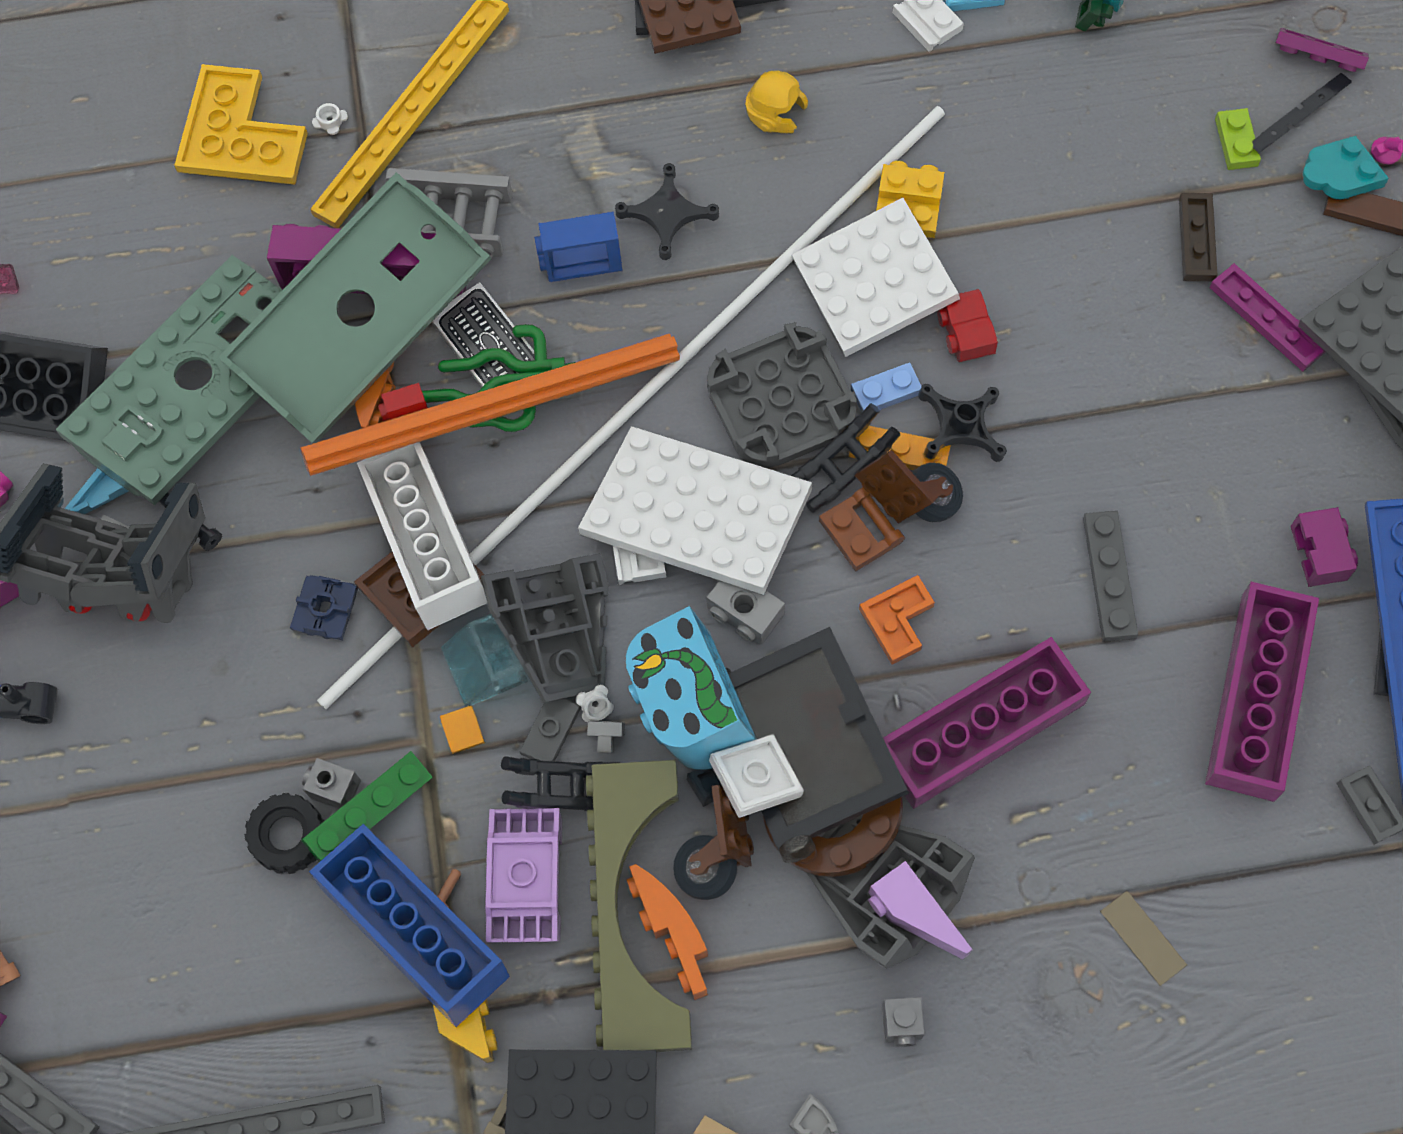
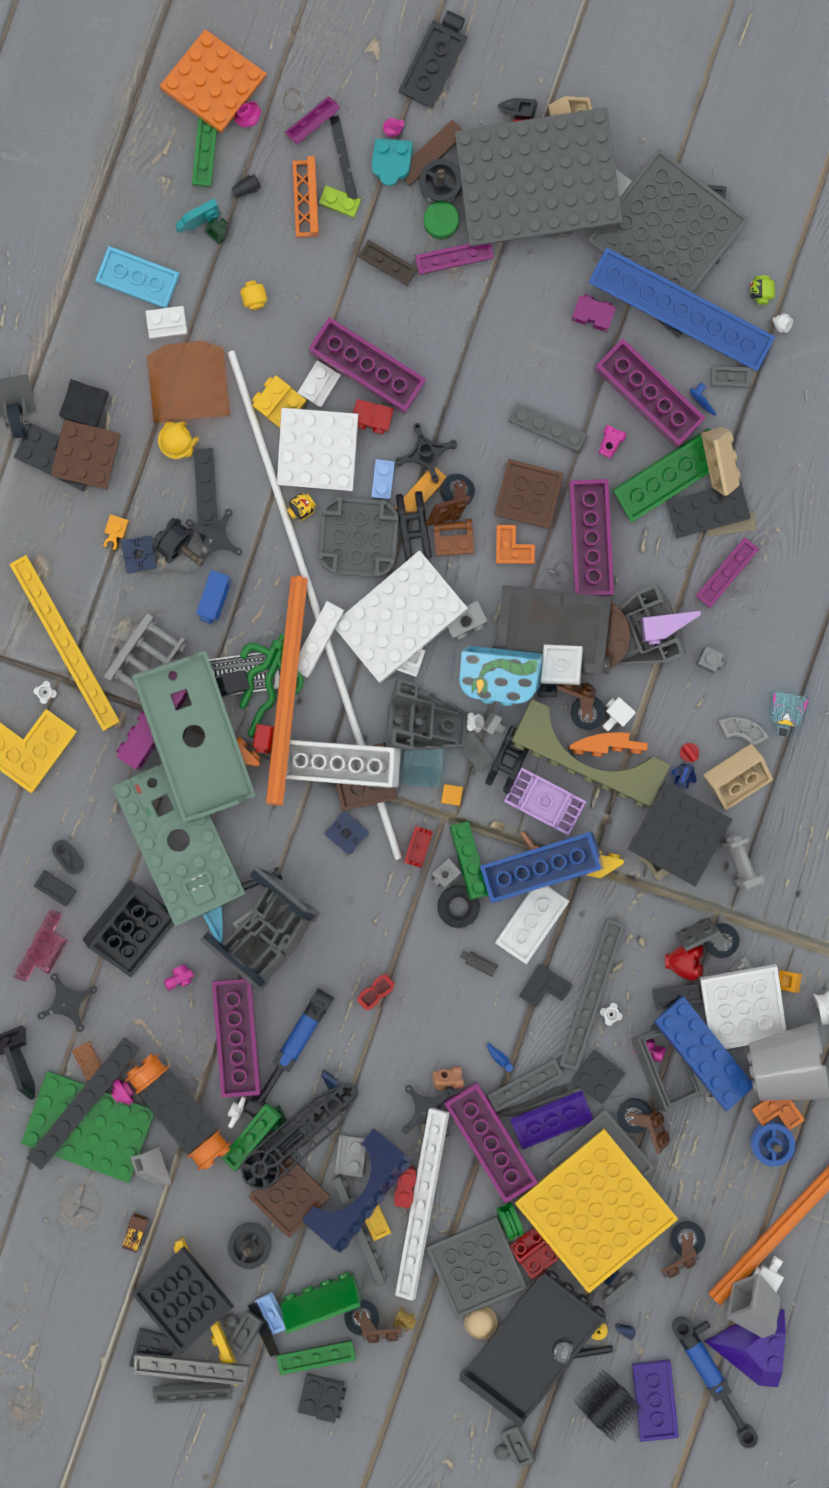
camera: 60 degrees left, 20 degrees up
(50, 262) = (55, 888): none -> black plate
(61, 1036) = (500, 1058): none -> blue bar
(85, 773) = (371, 995): none -> red brick
(102, 257) = (68, 857): none -> black plate
(207, 916) = (479, 963): none -> clear smoke cylinder
(225, 1038) = (543, 981): none -> black tile
(314, 966) = (531, 923): none -> white tile
(353, 721) = (418, 847): none -> red hinge
(464, 329) = (232, 683): none -> black slope
(588, 150) = (148, 560): none -> dark blue piece
(598, 417) = (319, 638): none -> white plate
(608, 94) = (116, 529): none -> light orange plate
(629, 160) = (174, 541): none -> black wheel
(687, 1085) = (684, 775): none -> clear blue piece
(731, 919) = (618, 712): none -> white brick
(731, 1073) = (689, 752): none -> red plate
(735, 170) = (205, 486): none -> black plate
(779, 300) = (301, 506): none -> head
(865, 81) = (188, 382): none -> clear orange wedge
(968, 239) = (319, 384): none -> white plate
(993, 599) = (528, 494): none -> reddish brown plate
(1035, 94) = (253, 295): none -> yellow head
(1035, 280) = (367, 365): none -> magenta brick
(1062, 971) = (727, 572): none -> magenta plate
(1143, 888) = (707, 511): none -> black plate
(1158, 675) = (613, 437): none -> dark pink plate
(1159, 792) = (663, 479): none -> green plate
(1176, 17) = (246, 186): none -> black cone
(1210, 102) = (312, 193): none -> orange fence
(1236, 855) = (721, 460): none -> tan slope
(1305, 779) = (700, 399): none -> blue bar
(1307, 273) = (441, 220): none -> green head
(1358, 240) = (440, 181): none -> black wheel

